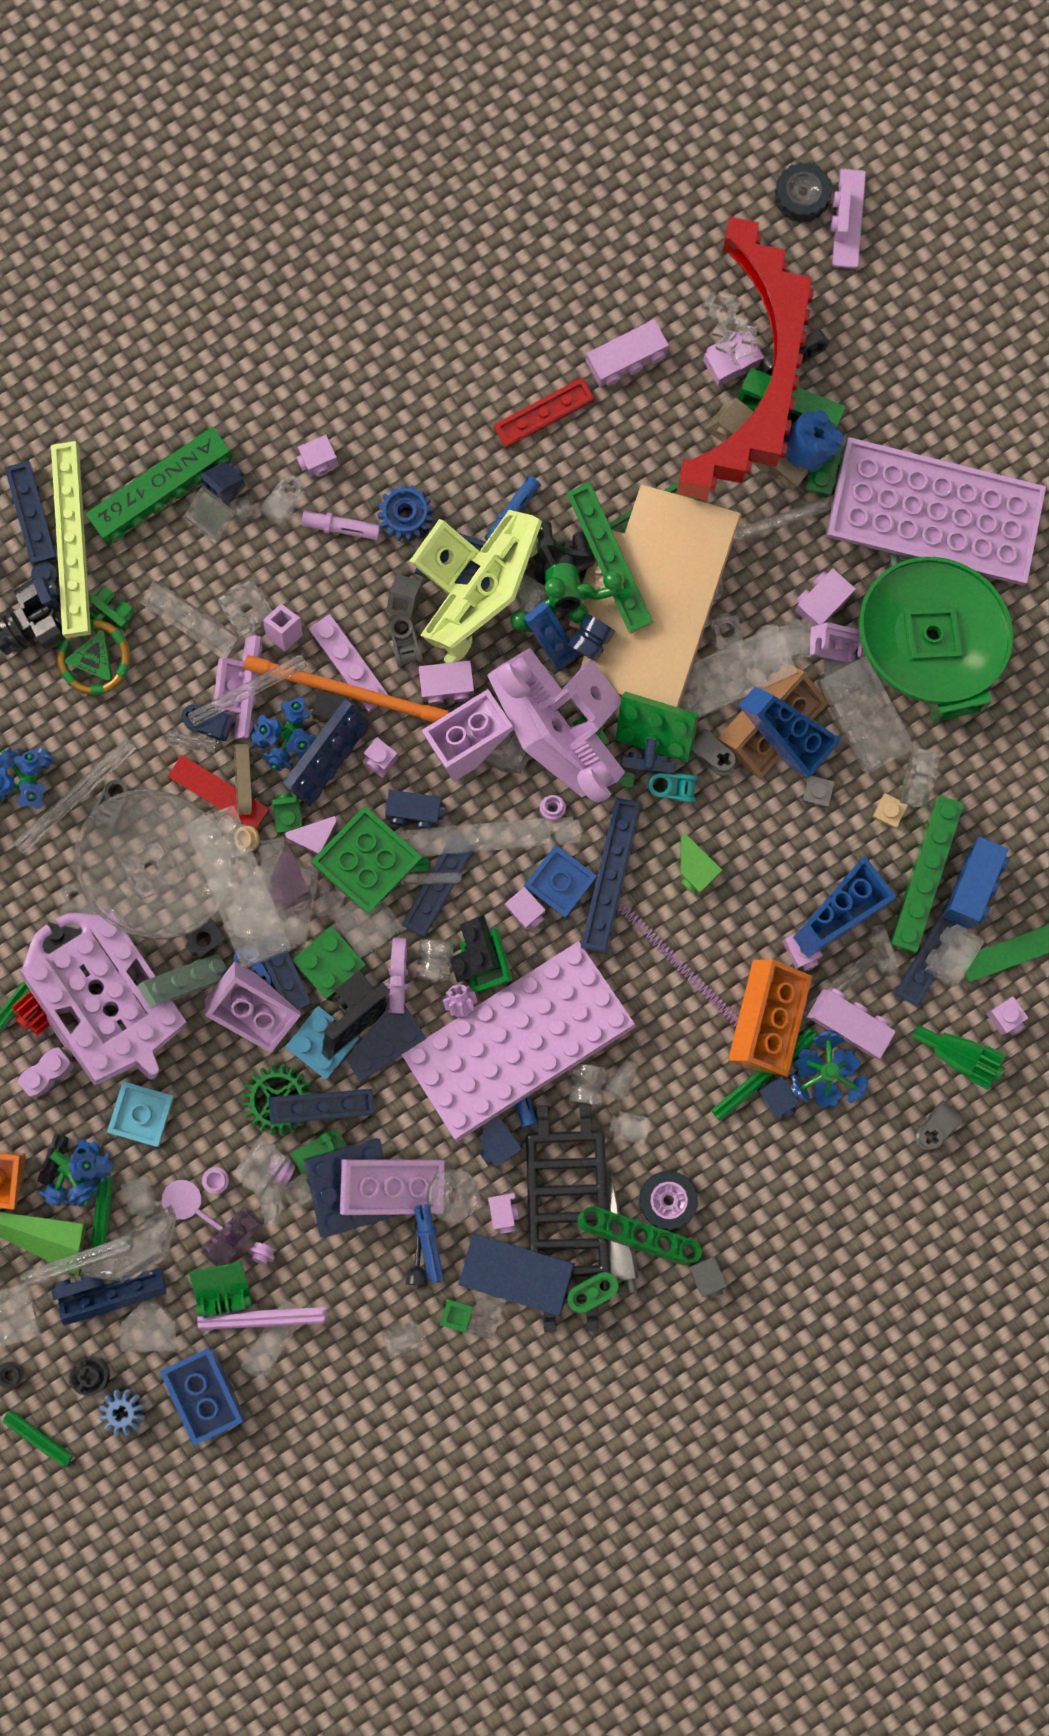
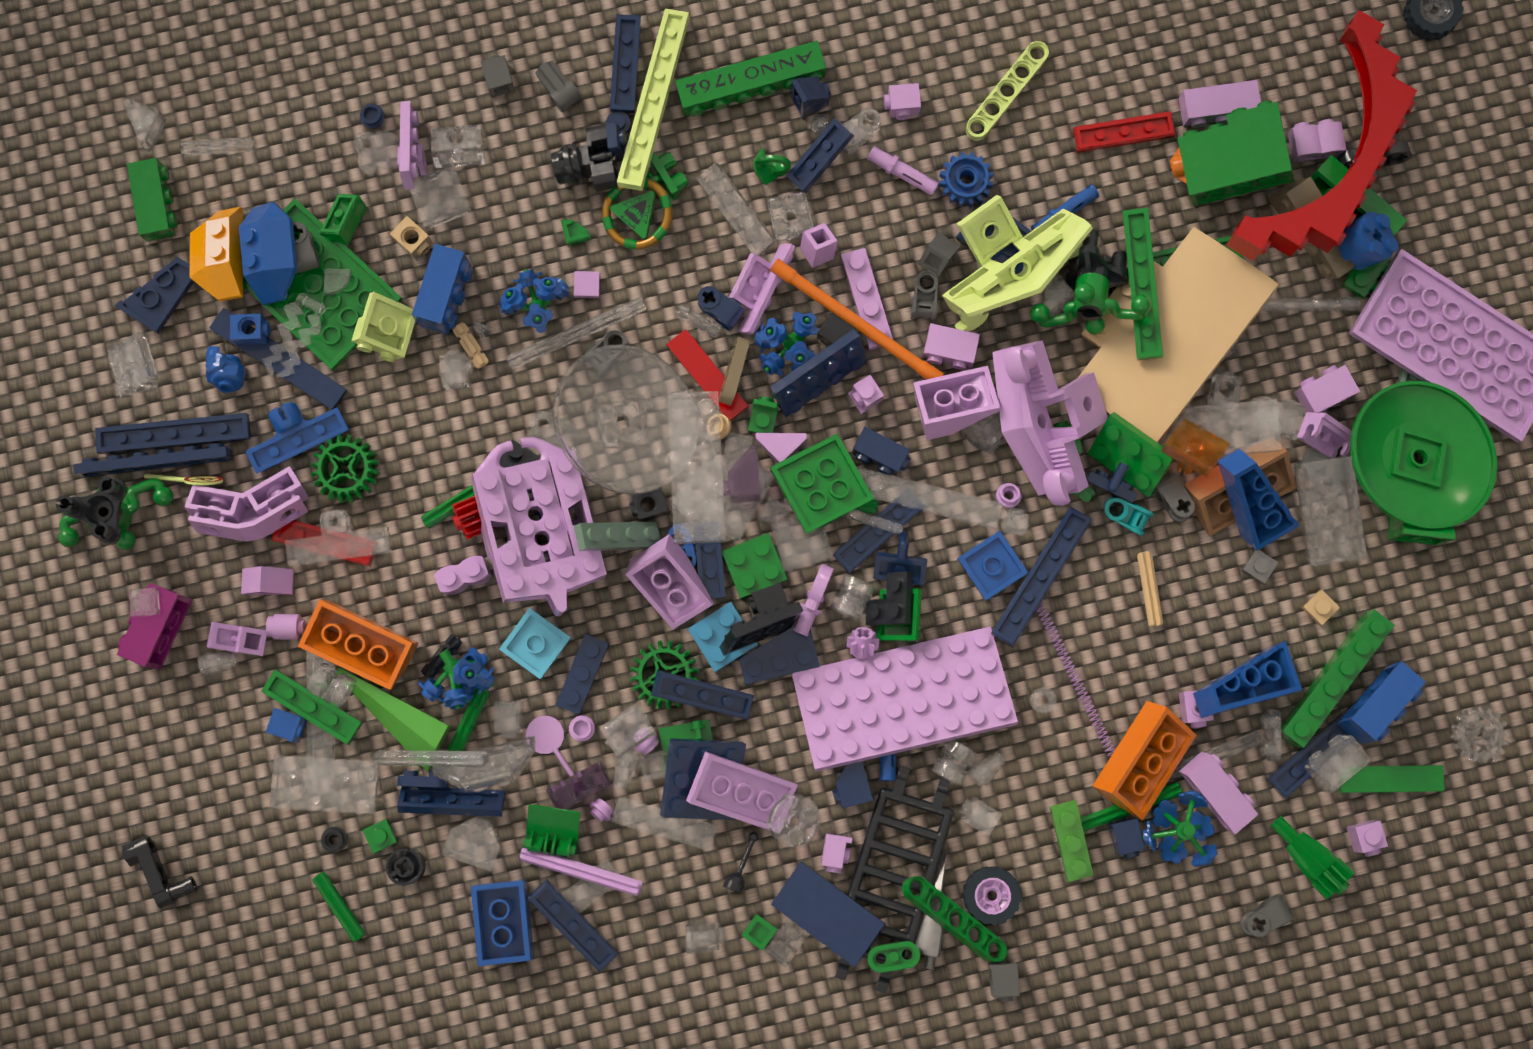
camera: 20 degrees right, 0 degrees up
(38, 697) = (574, 232): none -> green tile
(54, 1355) = (380, 836): none -> green plate
(68, 744) = (586, 284): none -> lavender tile
(117, 1403) = (426, 920): medium blue gear -> none
(197, 1127) = (582, 674): none -> dark blue plate
(209, 514) = (787, 120): clear piece -> none
(209, 566) = (770, 167): none -> green piece
(247, 690) = (767, 290): clear axle -> none
(254, 538) = (820, 155): none -> dark blue plate
(273, 1373) = (572, 925): none -> dark blue tile
(310, 1244) = (648, 819): none -> clear plate
(418, 399) = (1011, 79): none -> yellowish green beam
(427, 1231) = (757, 856): blue axle -> none
(470, 909) = (900, 562): none -> dark blue plate
(525, 909) = (952, 580): lavender brick -> none
(550, 635) = (1062, 337): blue plate -> none
(591, 638) = (1098, 353): dark blue wheel -> none
(654, 985) = (1051, 700): none -> clear plate
(658, 403) = (1234, 157): none -> green piece
(696, 866) = (1122, 595): bright green slope -> none
(714, 700) = (1195, 448): none -> clear orange tile
(720, 850) = (1150, 589): none -> tan axle
(726, 344) = (1316, 125): clear piece -> none
(726, 1120) = (1071, 841): none -> bright green plate
(848, 218) = (1467, 49): lavender bracket -> none
(919, 777) = (1361, 586): clear brick -> none

